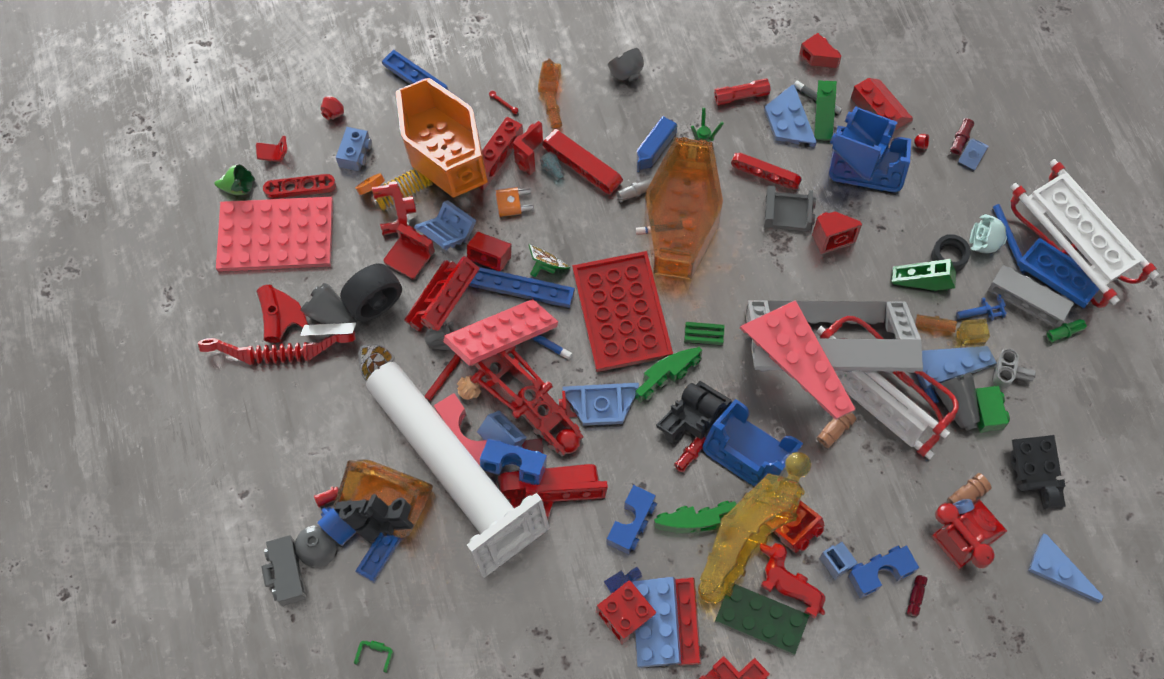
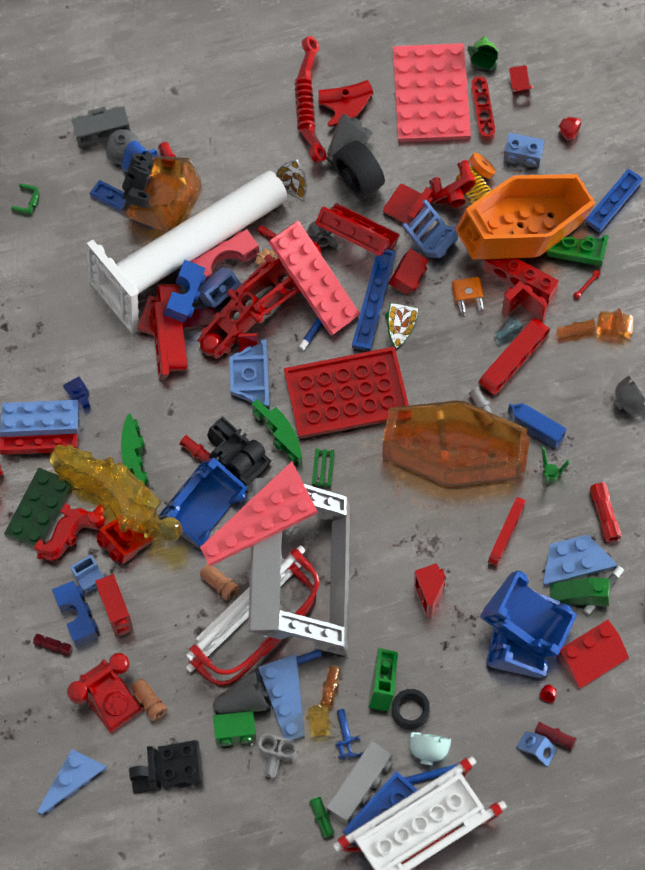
camera: 90 degrees right, 0 degrees up
(322, 329) = (324, 139): white sticker -> none
(471, 93) = (585, 250): none -> green wing
(624, 536) = (147, 406): blue arch -> none
(625, 611) = (47, 389): red bracket -> none
(789, 210) = (461, 550): dark grey panel -> none
(876, 526) = (114, 605): none -> red brick
(964, 505) = (129, 684): medium blue tile -> none

